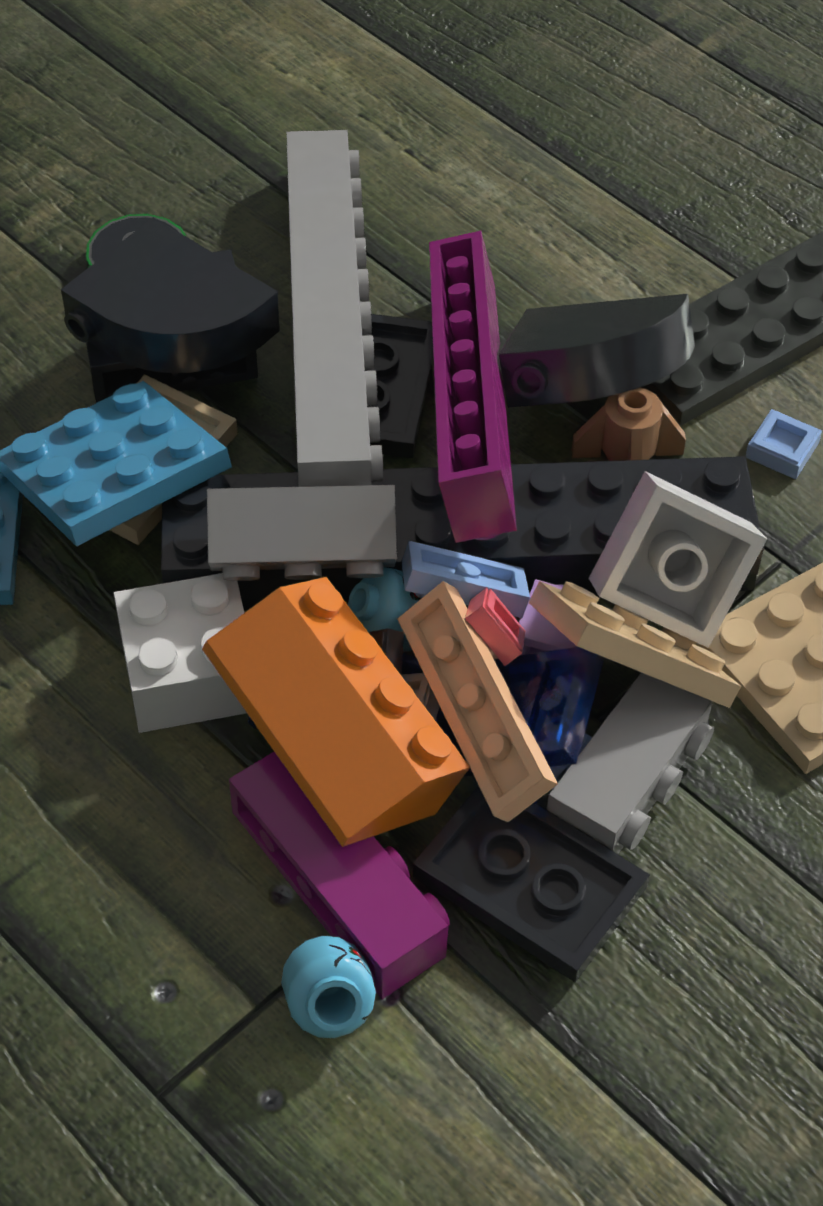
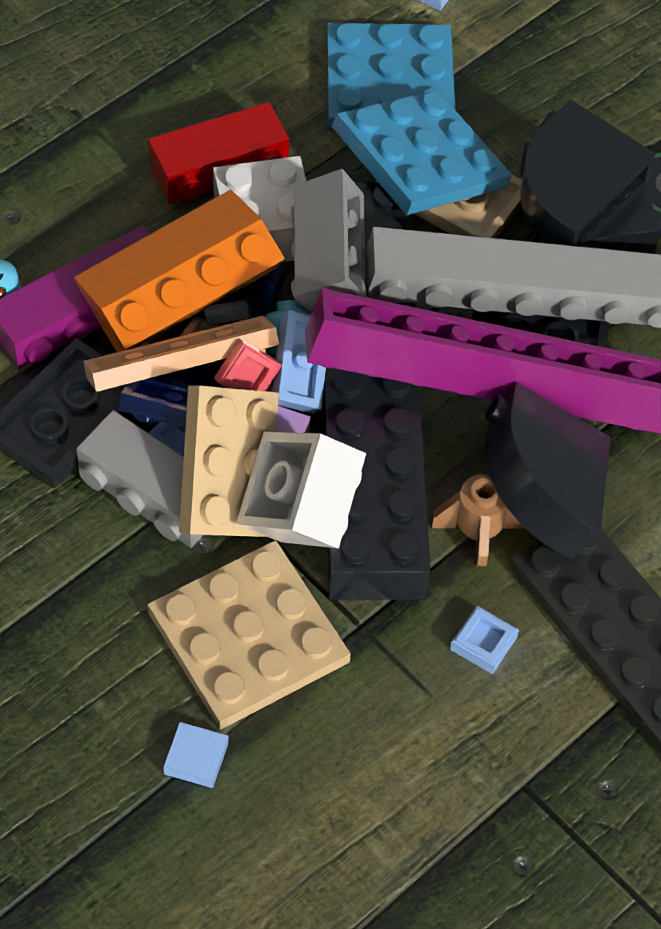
camera: 90 degrees right, 5 degrees up
(77, 712) = (186, 157): none -> red brick

